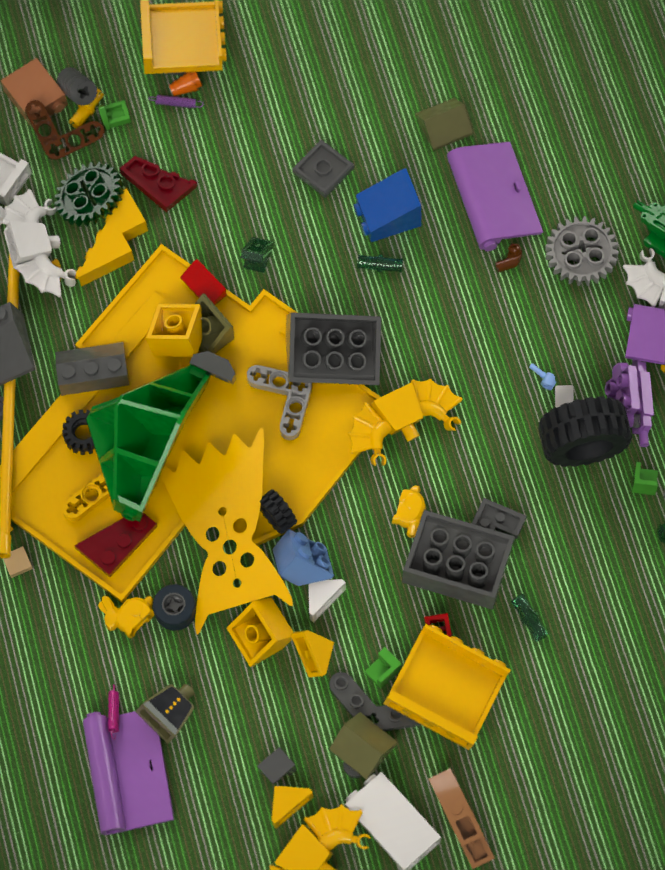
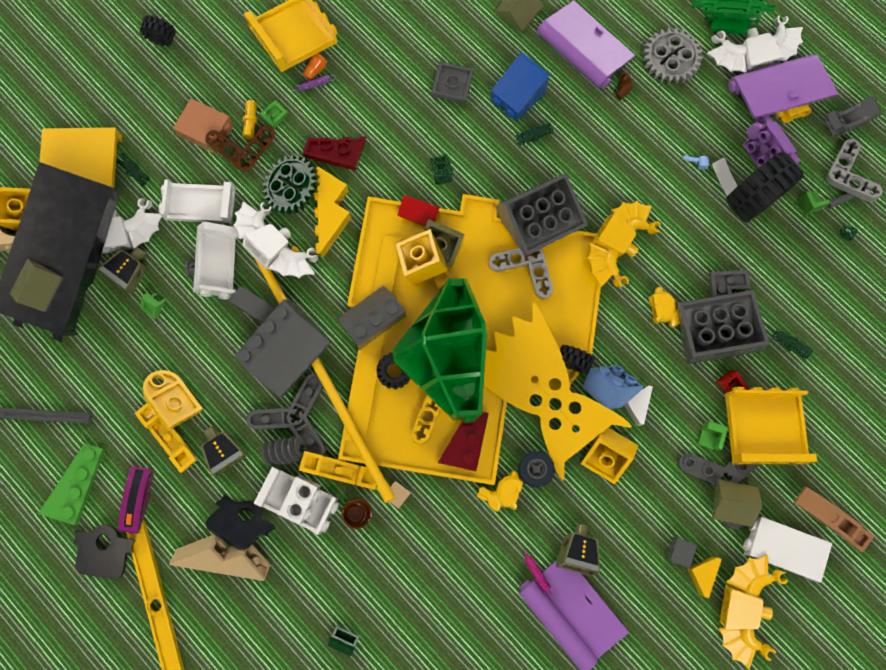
camera: 30 degrees left, 10 degrees up
(76, 86) = (235, 105): dark grey piece -> none
(214, 364) = (466, 270): dark grey slope -> none
(313, 651) = (659, 452): yellow slope -> none

